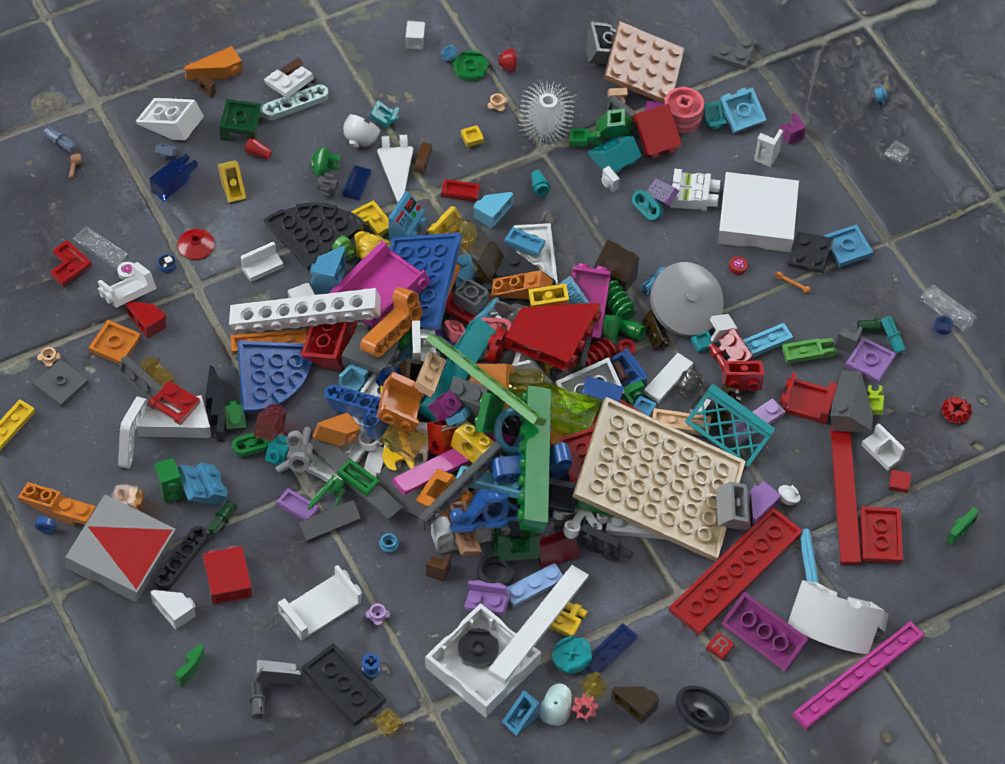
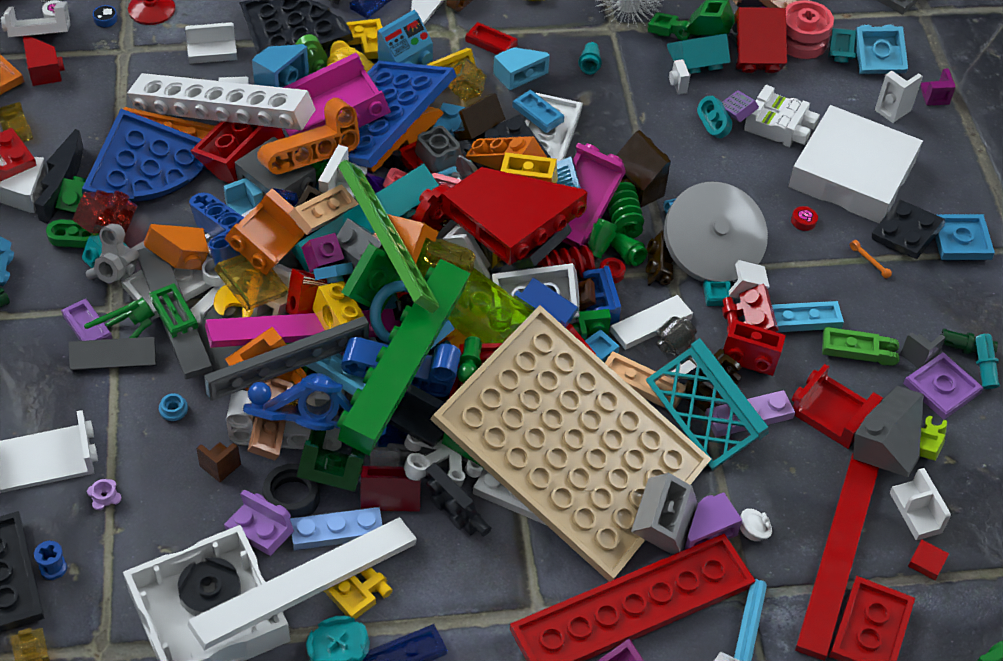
camera: 20 degrees right, 5 degrees down
(575, 448) = (470, 360): none -> green pin

